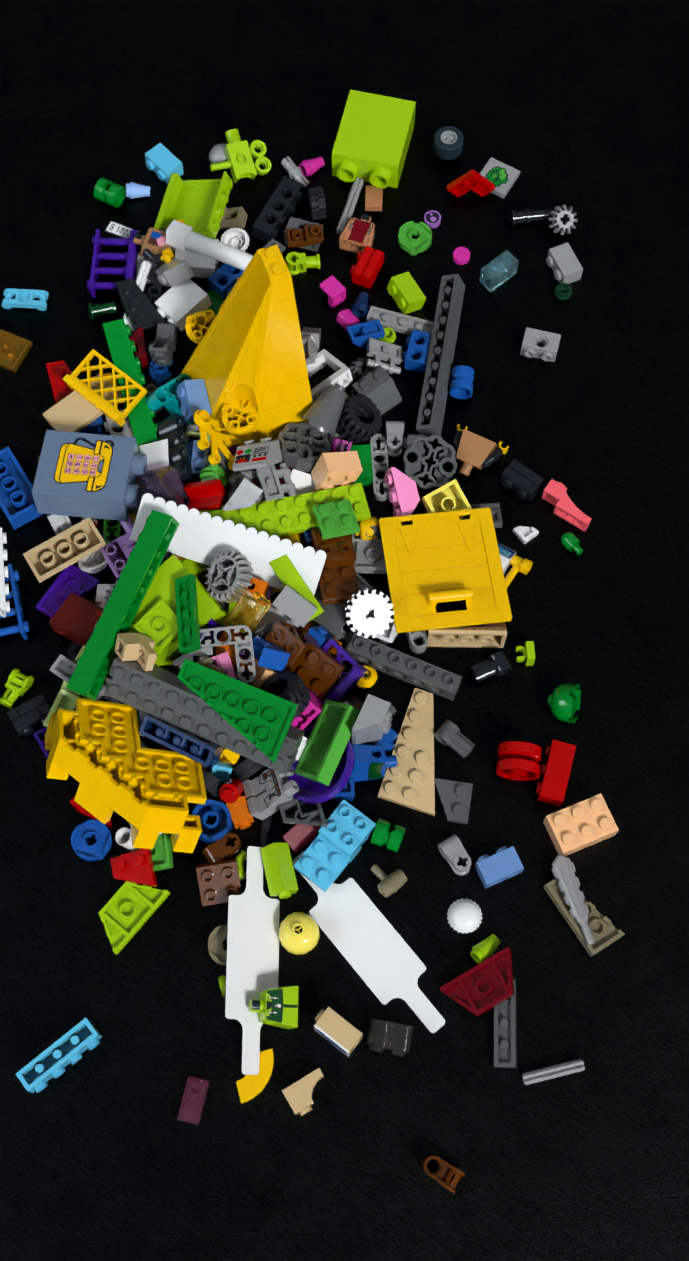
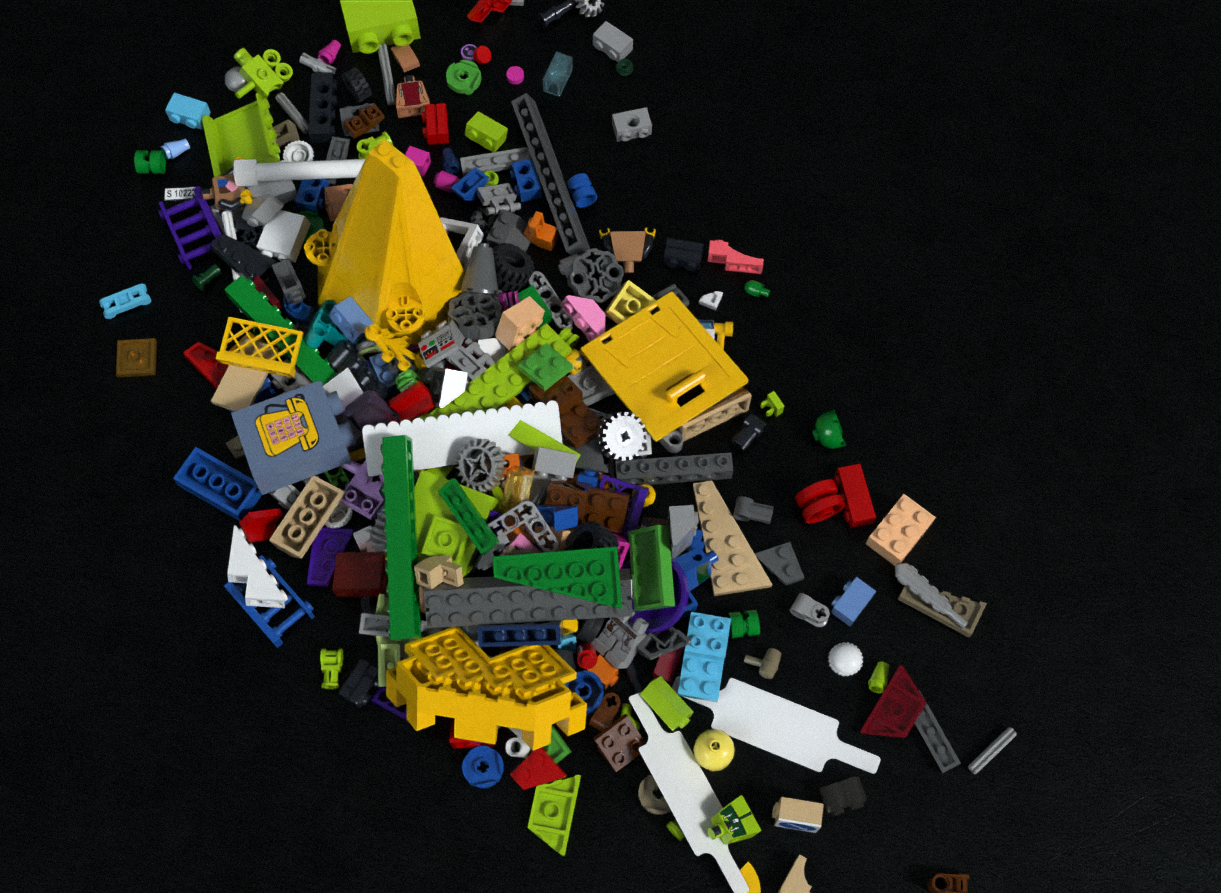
camera: 30 degrees left, 0 degrees up
(24, 537) = (260, 524): none -> red panel
(251, 202) = (292, 112): none -> light grey axle
(376, 506) = (570, 338): none -> lime wheel
(394, 436) = (548, 266): light grey piece -> none
(403, 402) = (541, 233): none -> orange brick
(441, 225) = (482, 55): none -> red tile

